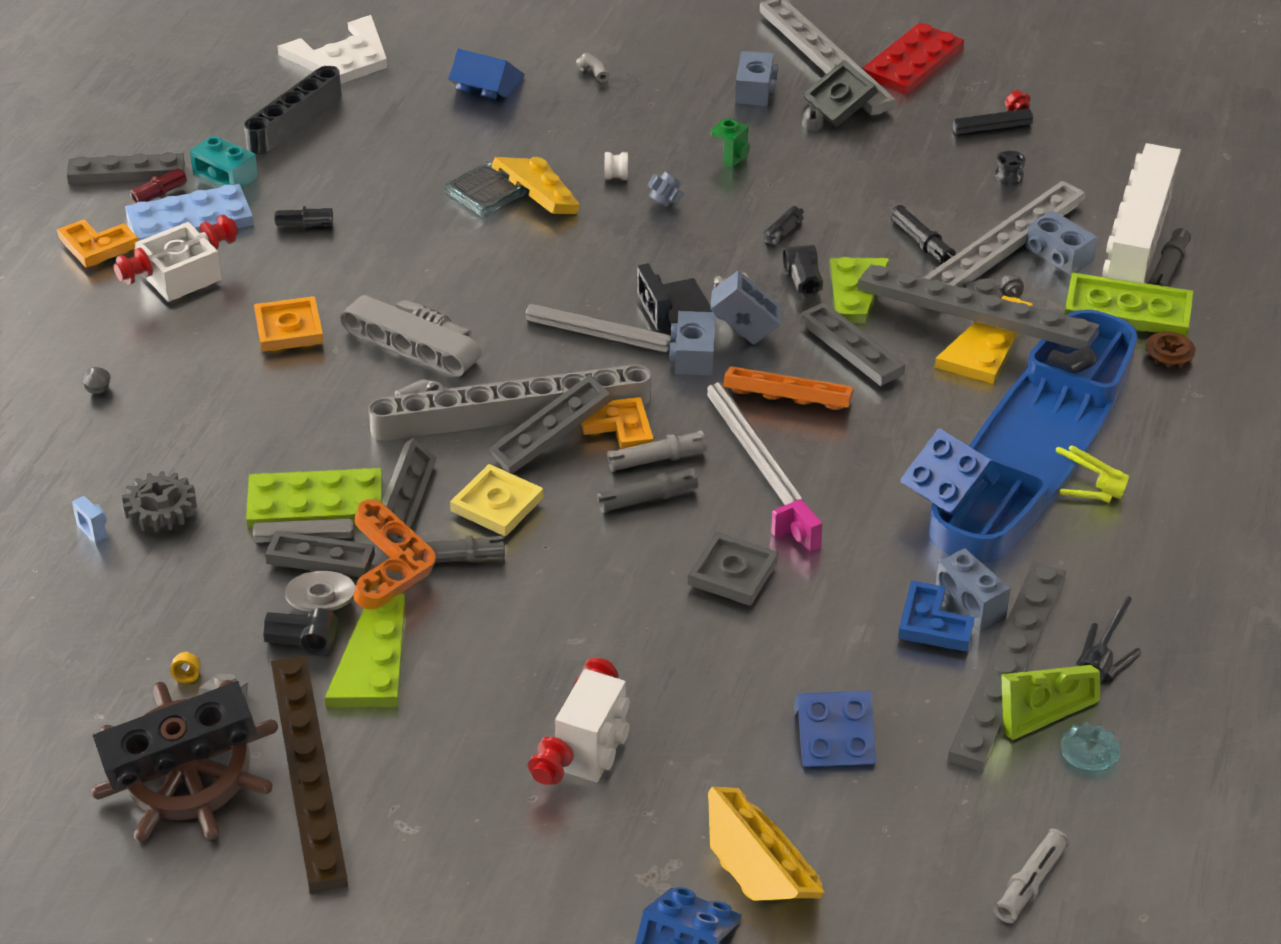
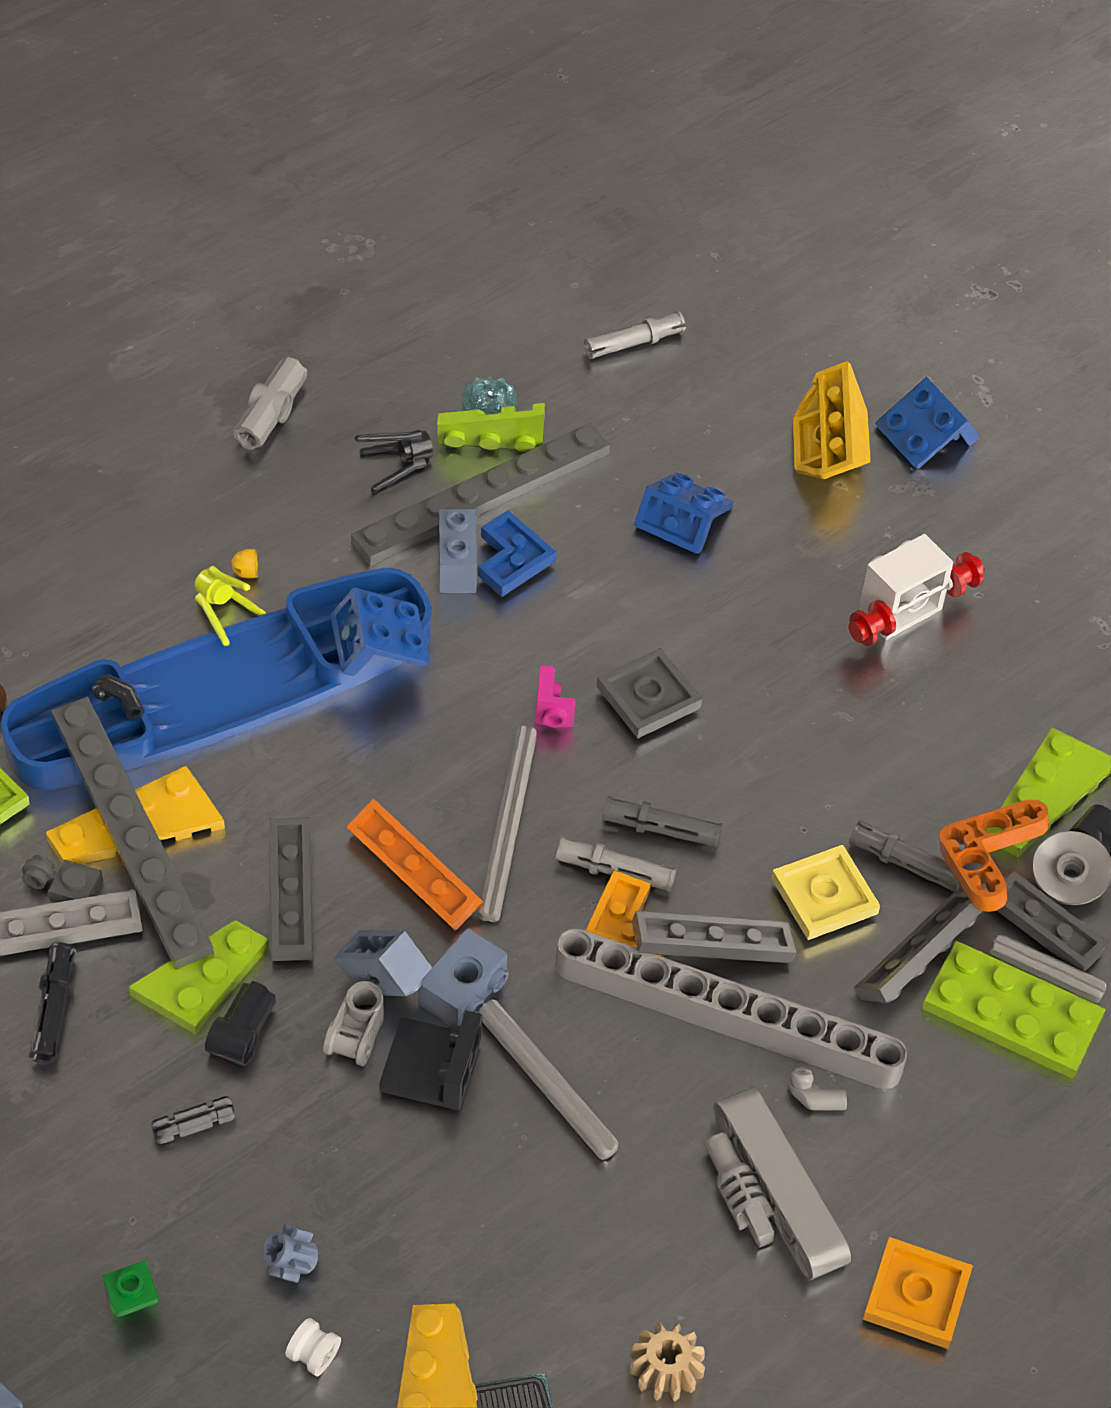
camera: 150 degrees left, 10 degrees up
(417, 235) = (669, 1376): none -> tan gear
(1111, 513) = (245, 563): none -> yellow hinge
(1246, 637) = (270, 403): none -> light grey piece

